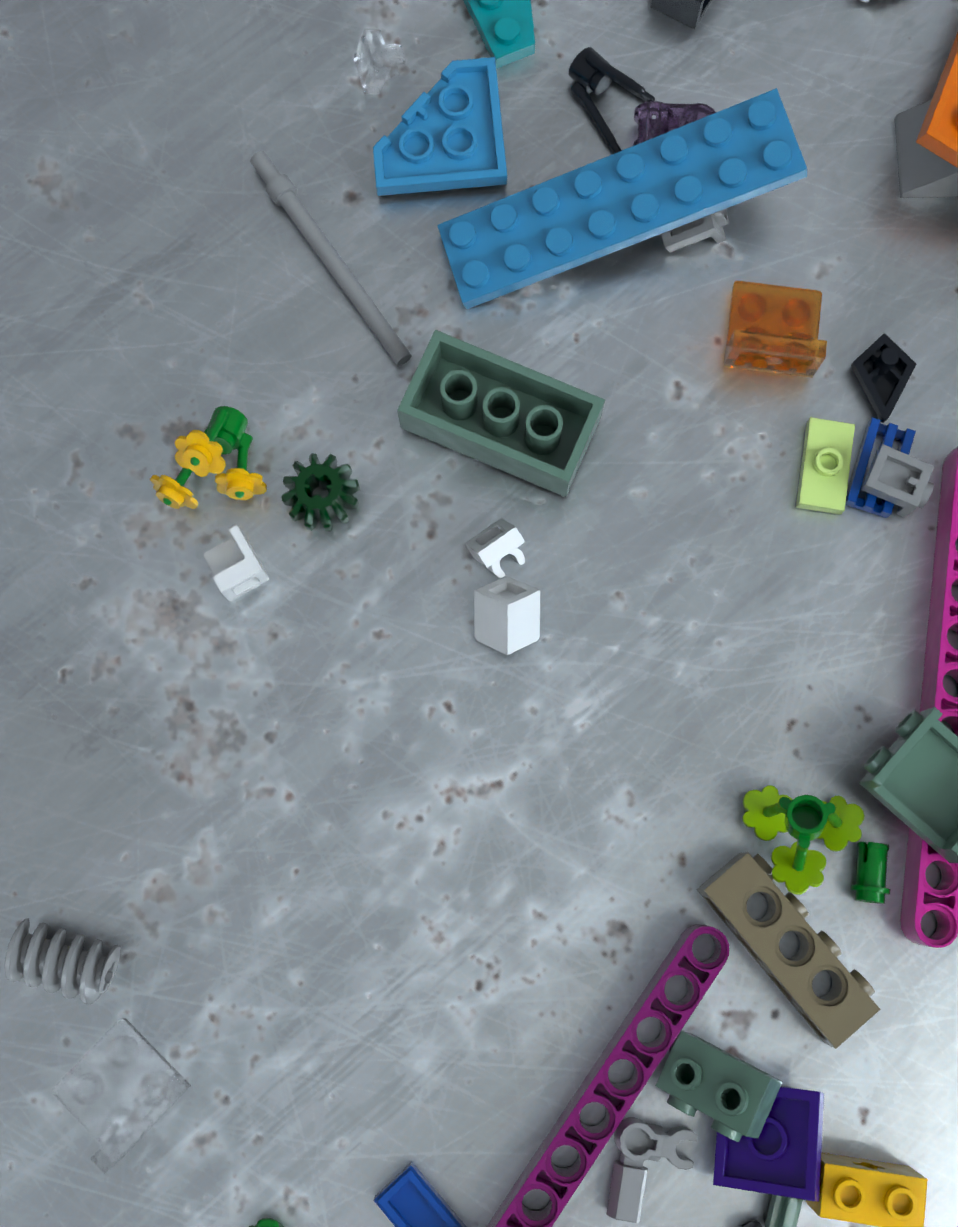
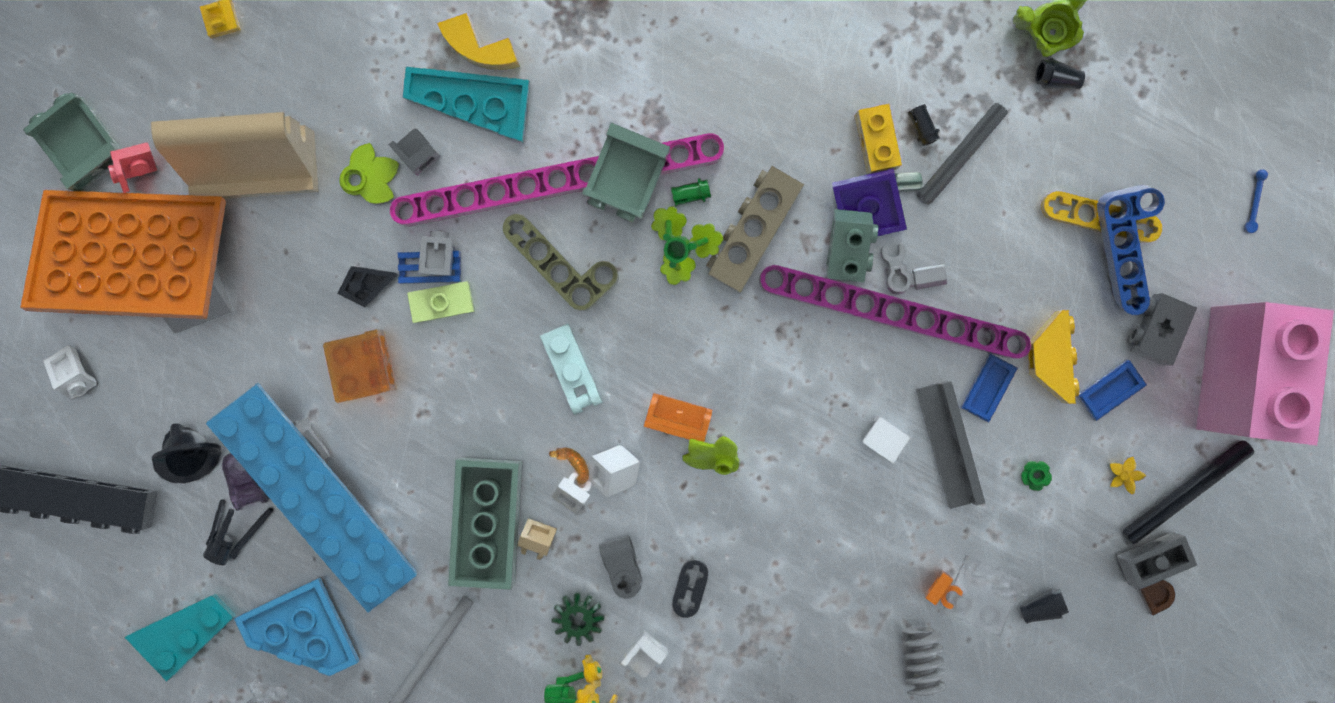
camera: 115 degrees left, 10 degrees up
(64, 1181) = (1045, 607): none -> black cone
(156, 1027) = (940, 588): none -> orange tile
(308, 653) = (697, 590): none -> black beam
(361, 1126) = (950, 445): none -> dark grey fence
(374, 578) = (621, 560): none -> dark grey piece
(407, 1029) = (886, 439): none -> white panel
(453, 476) = (536, 538): none -> tan tile
(473, 770) = (718, 456): none -> lime plate
(541, 568) = (575, 460): none -> clear orange piece
(549, 732) = (678, 418): none -> orange hinge
(673, 609) = (570, 367): none -> light aqua plate
(731, 65) = (185, 455): none -> black helmet
(836, 639) = (554, 259): none -> olive beam

